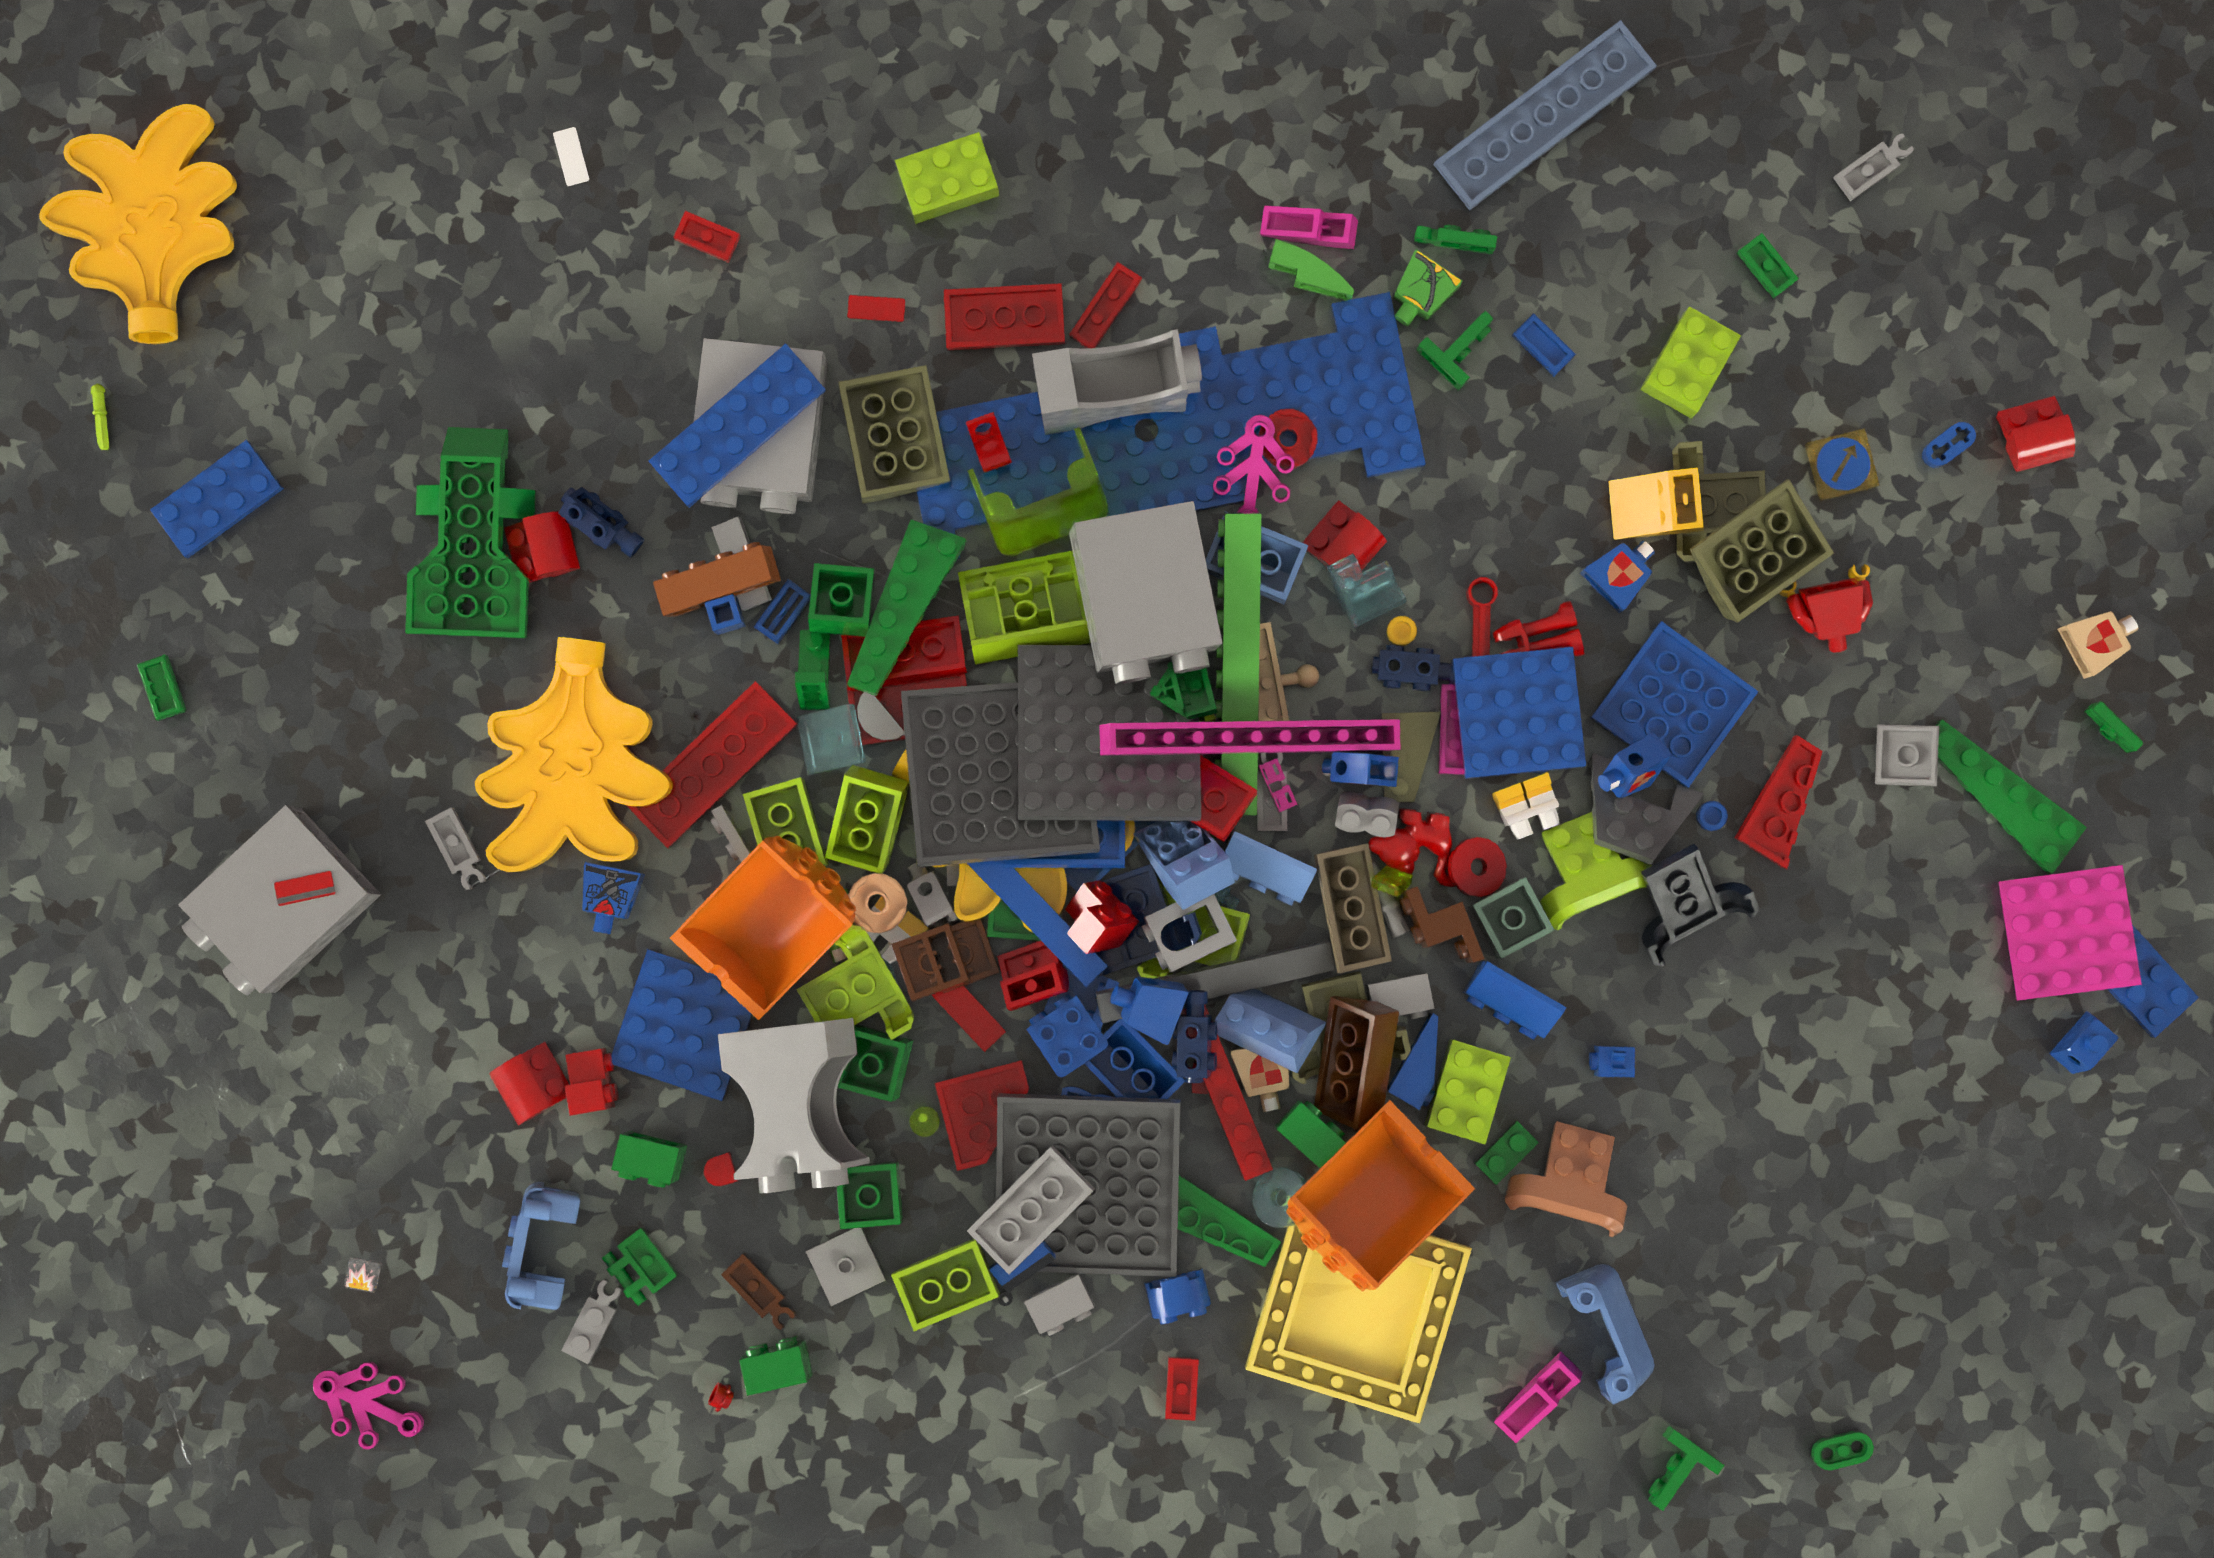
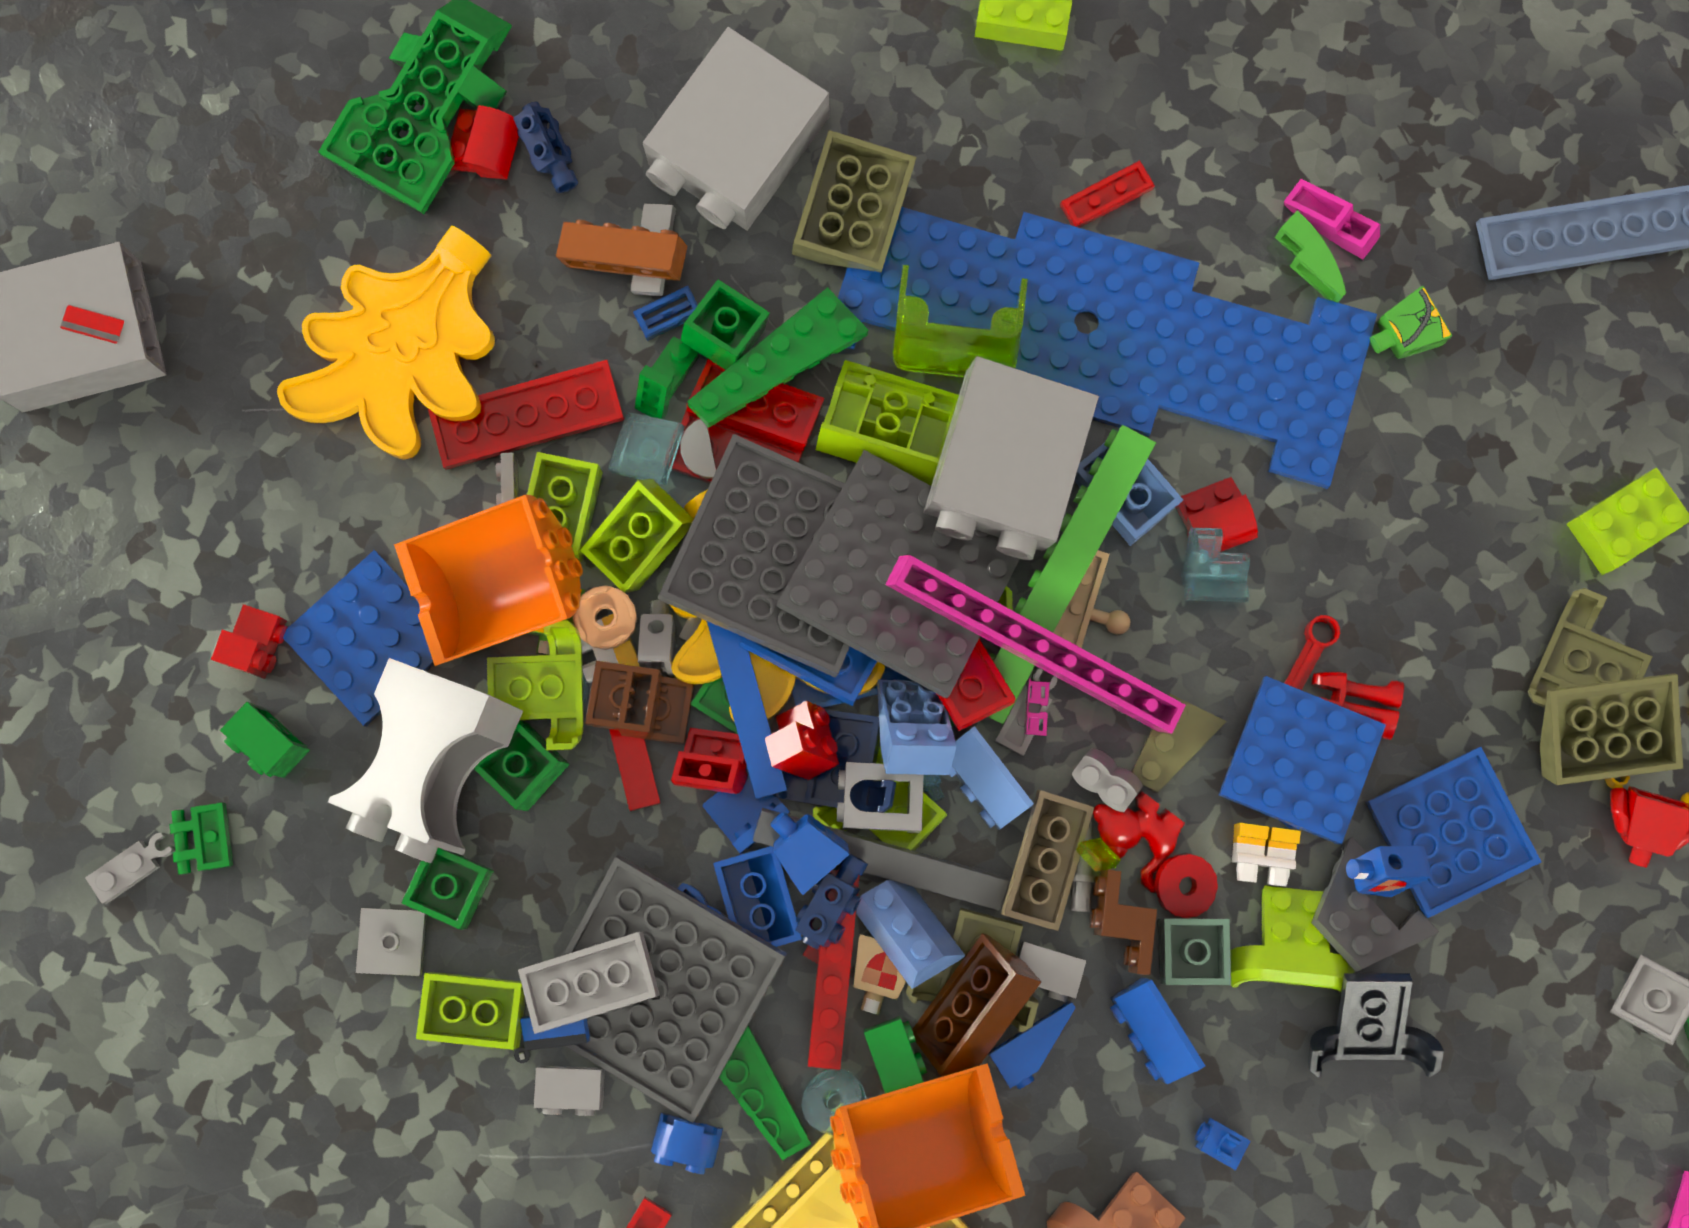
camera: 25 degrees right, 5 degrees down
(161, 687) = (79, 91): green plate -> none
(455, 845) = (255, 365): light grey plate -> none
(530, 1083) = (198, 613): red brick -> none
(532, 1288) = (84, 799): medium blue container -> none
(609, 894) = (368, 481): blue torso -> none
(720, 1170) = (324, 786): red tile -> none
(721, 1396) = (206, 1002): red plate -> none
(725, 614) = (612, 285): blue brick -> none
(737, 425) = (715, 117): blue plate -> none
(757, 1289) = (296, 920): reddish brown plate -> none
(775, 1366) = (270, 1001): green brick -> none
(876, 308) = (898, 91): red sticker -> none
(924, 1121) = (539, 846): clear neon green tile -> none
(971, 1110) = (585, 858): red plate -> none
(989, 444) = (936, 258): red bracket -> none
(1004, 316) = (1010, 155): red plate -> none
(1067, 1035) = (713, 835): blue bracket -> none
(1115, 381) = (1082, 252): light grey brick -> none
(1186, 693) = (997, 574): green slope -> none
(1255, 464) = (1172, 401): dark pink plant -> none
(1305, 434) = (1226, 382): red tile -> none
(1356, 768) = (1119, 729): blue torso -> none
(1401, 630) = (1227, 627): yellow tile -> none
(1408, 671) = (1216, 667): dark blue brick -> none
(1450, 746) = (1218, 759): dark pink tile -> none
(1454, 238) = (1464, 298): green plate -> none
(1458, 351) = (1398, 403): green bracket -> none
(1467, 1091) = (1066, 1095): lime brick -> none
(1506, 1152) = (1072, 1175): green plate -> none
(1543, 344) = (1496, 436): blue tile -> none
(1620, 574) = (1463, 682): blue torso -> none
(1656, 504) = (1533, 635): yellow slope -> none
(1711, 816) = (1435, 957): blue tile -> none
(1778, 809) = (1506, 983): red wing -> none

